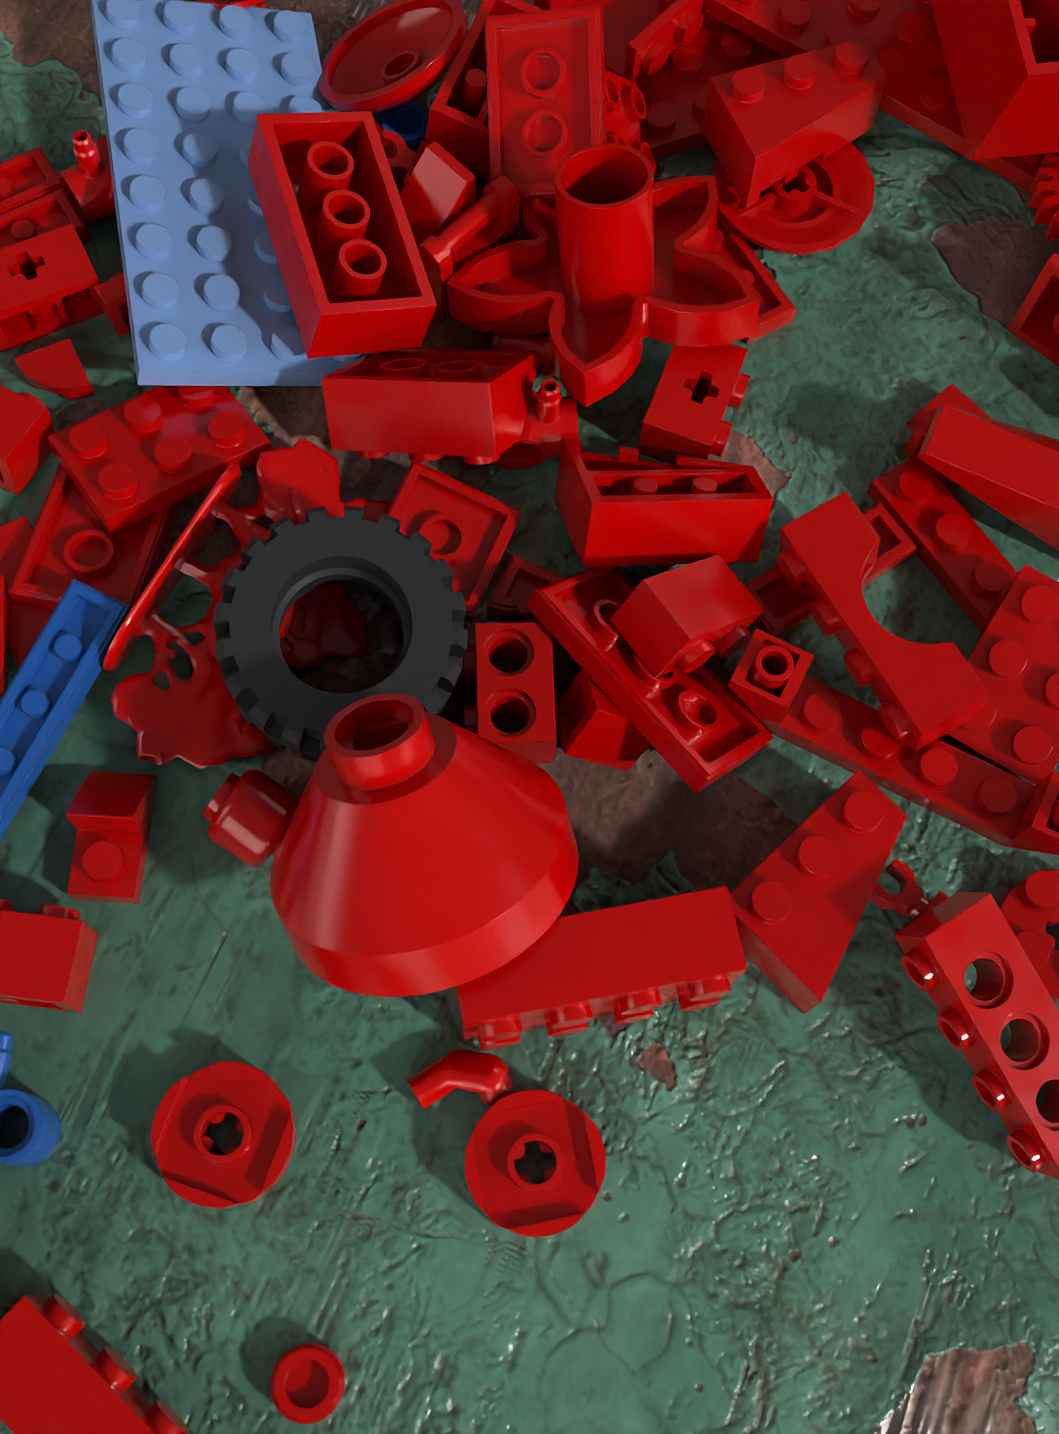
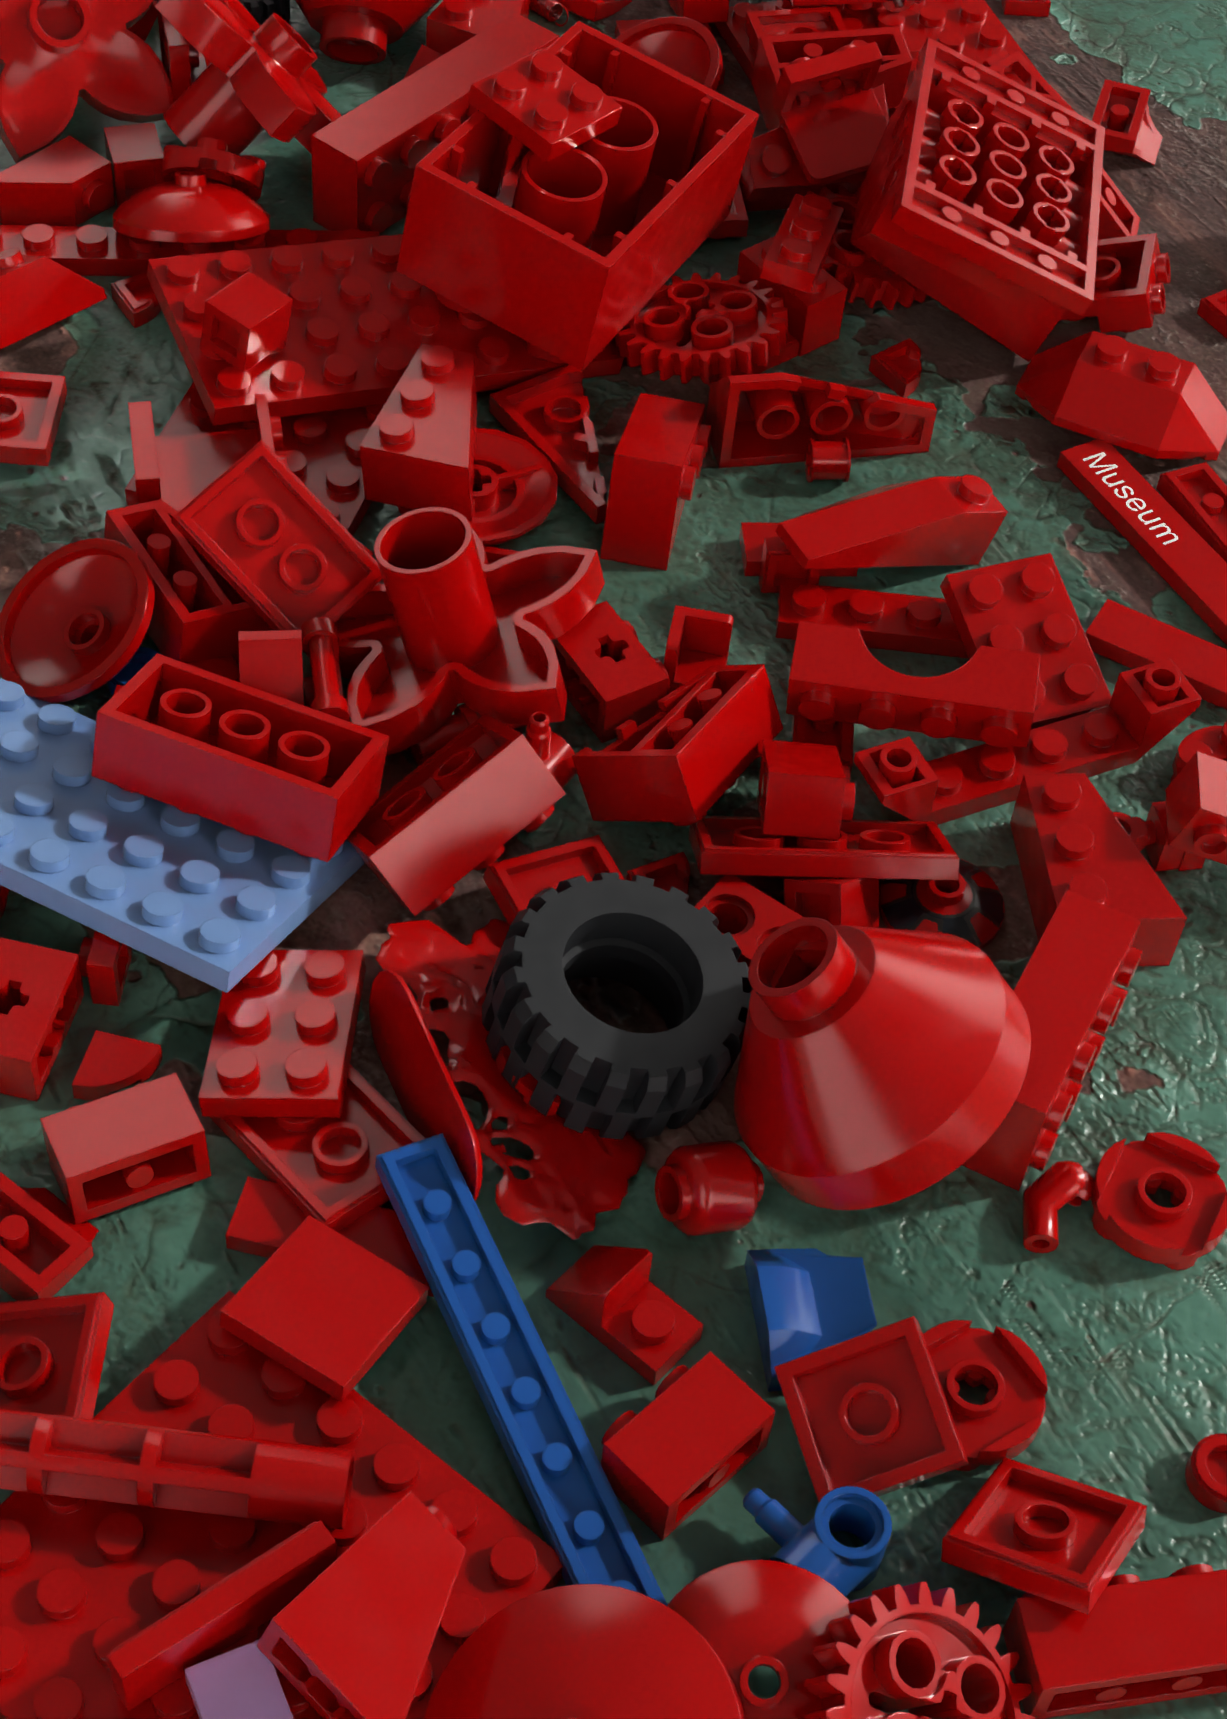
camera: 50 degrees left, 20 degrees down
(109, 1280) = (1044, 1534): none -> red plate
(124, 1075) = (871, 1412): none -> red plate
(202, 959) = (805, 1303): none -> blue slope
(697, 825) = (959, 907): none -> dish
(772, 443) = (696, 643): none -> red panel
(916, 190) = (555, 419): none -> red wing
(926, 286) = (652, 479): none -> red wedge

